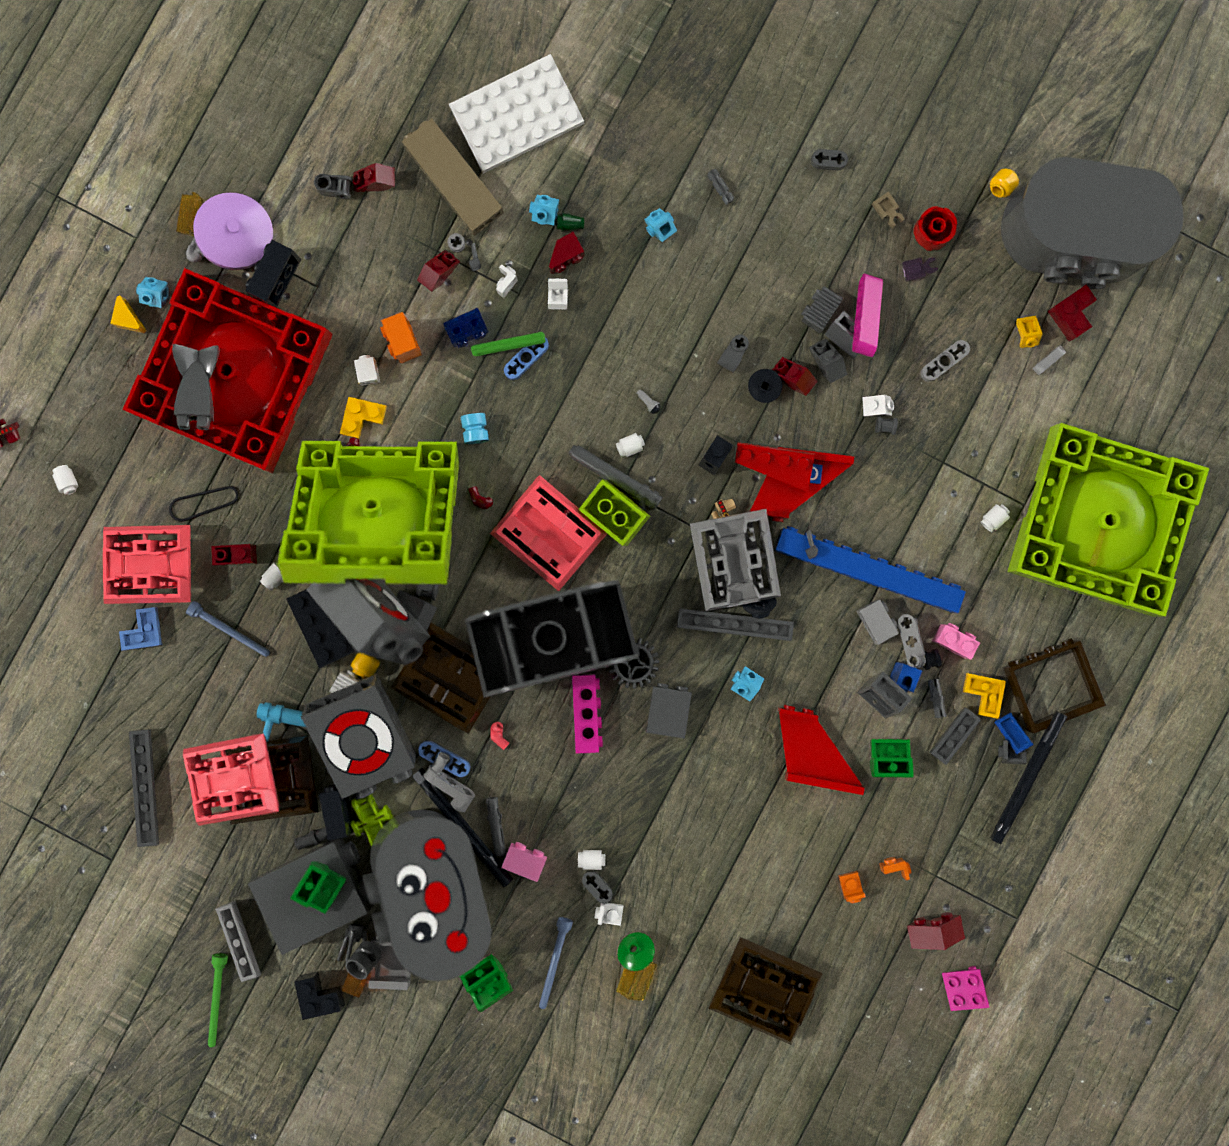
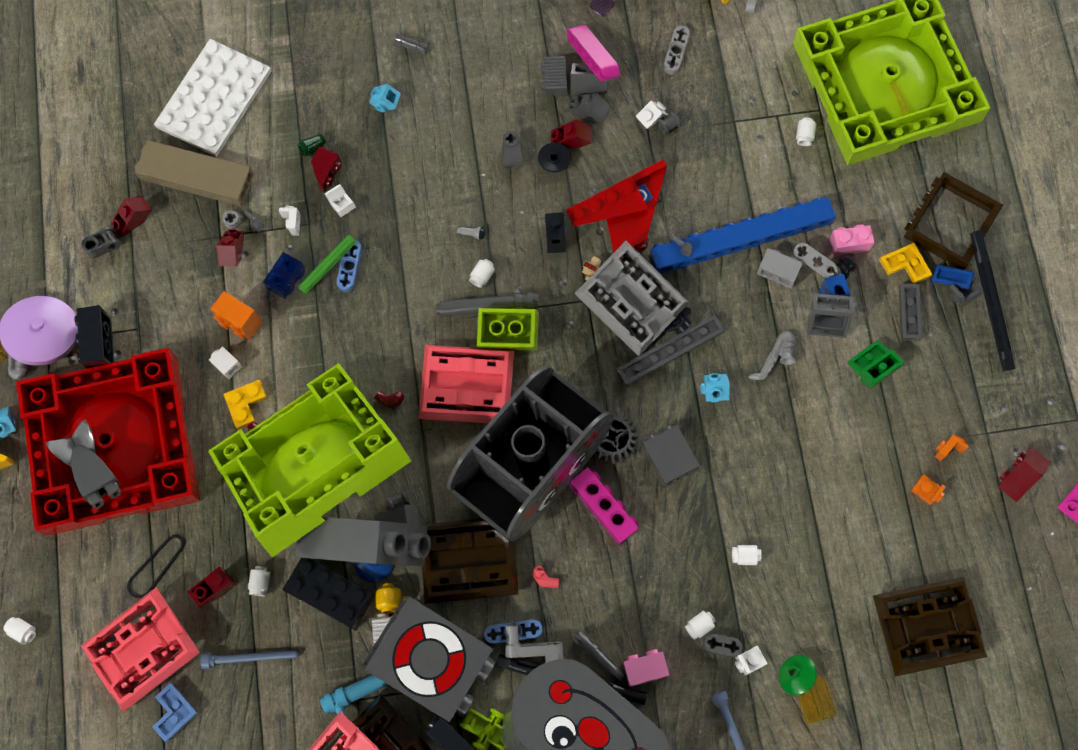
camera: 30 degrees left, 15 degrees down
(474, 428) = (348, 347): medium azure wheel -> none
(544, 209) = (285, 147): medium azure brick -> none
(668, 832) = (746, 555): none -> white brick
(812, 755) = (812, 407): red piece -> none
(829, 691) = (783, 347): none -> light grey piece
(937, 698) = (872, 293): dark grey pin -> none

